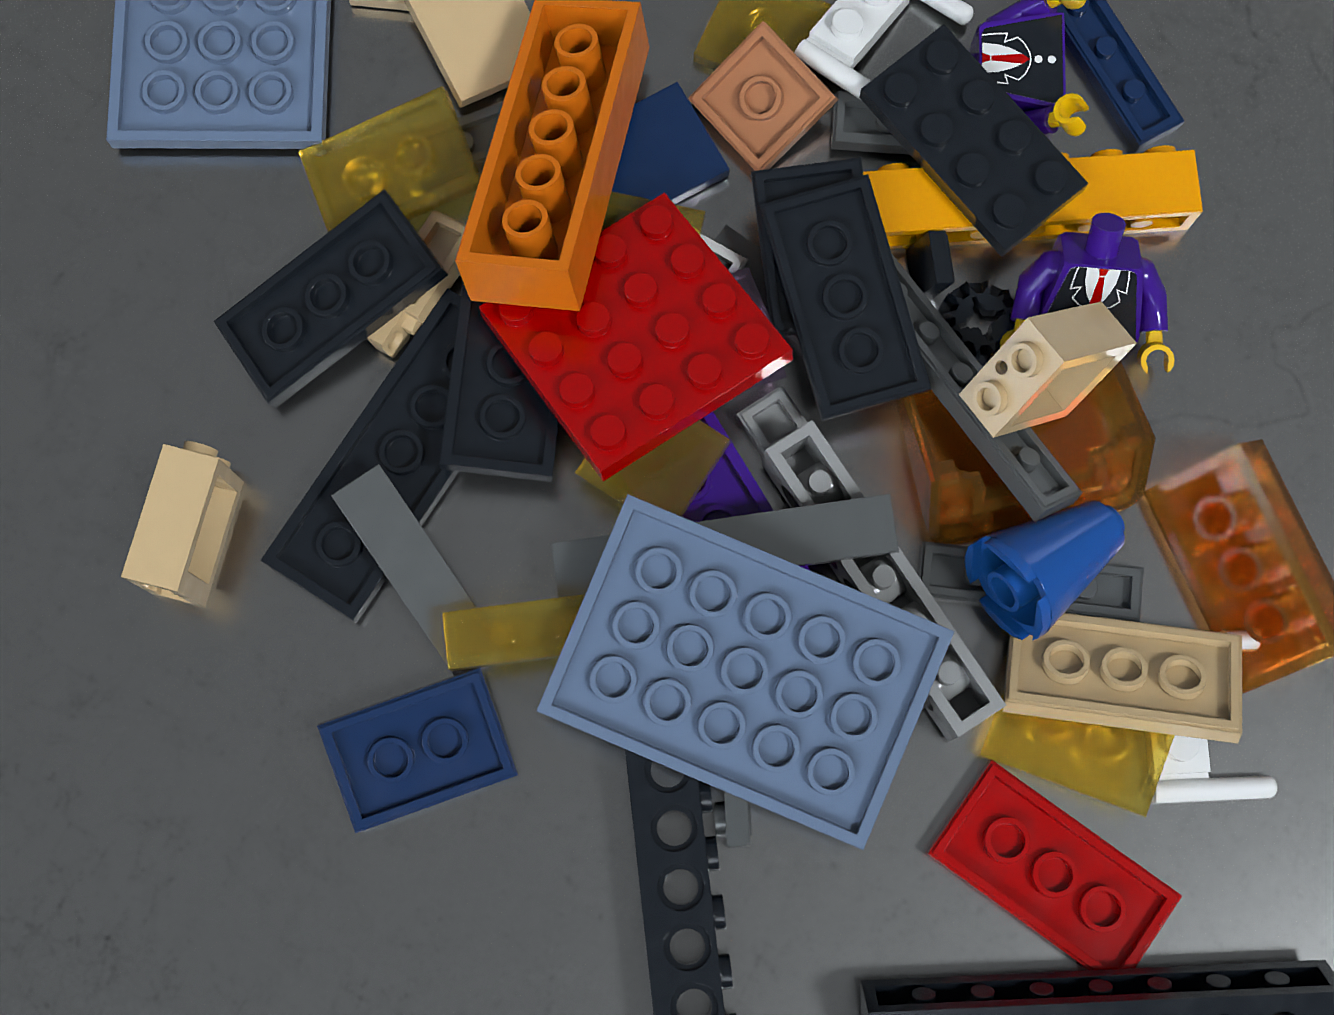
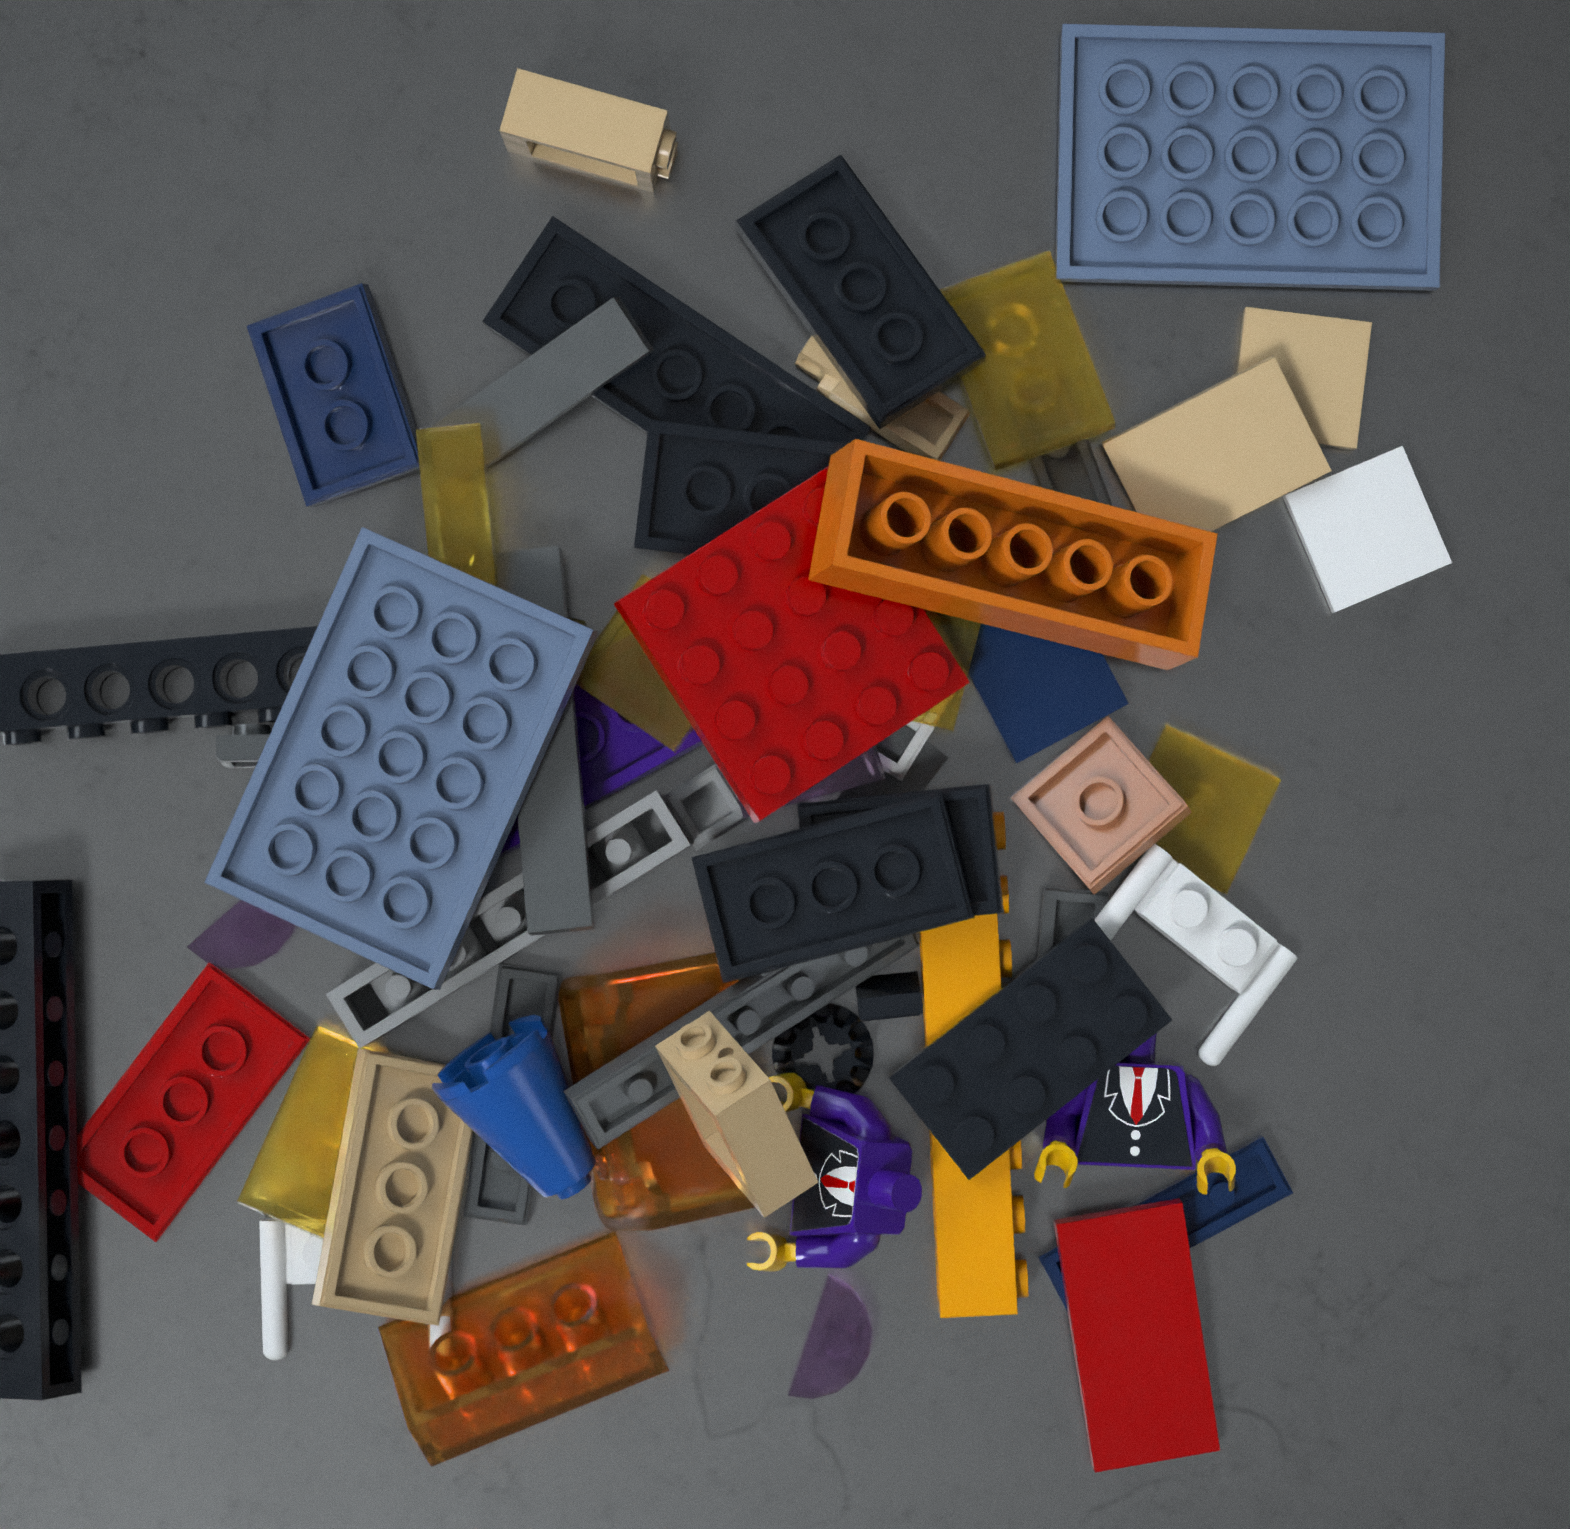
camera: 90 degrees right, 10 degrees up
(905, 825) = (243, 937): none -> clear purple plate
(1199, 64) = (1137, 1335): none -> red tile
(1225, 309) = (835, 1342): none -> clear purple plate

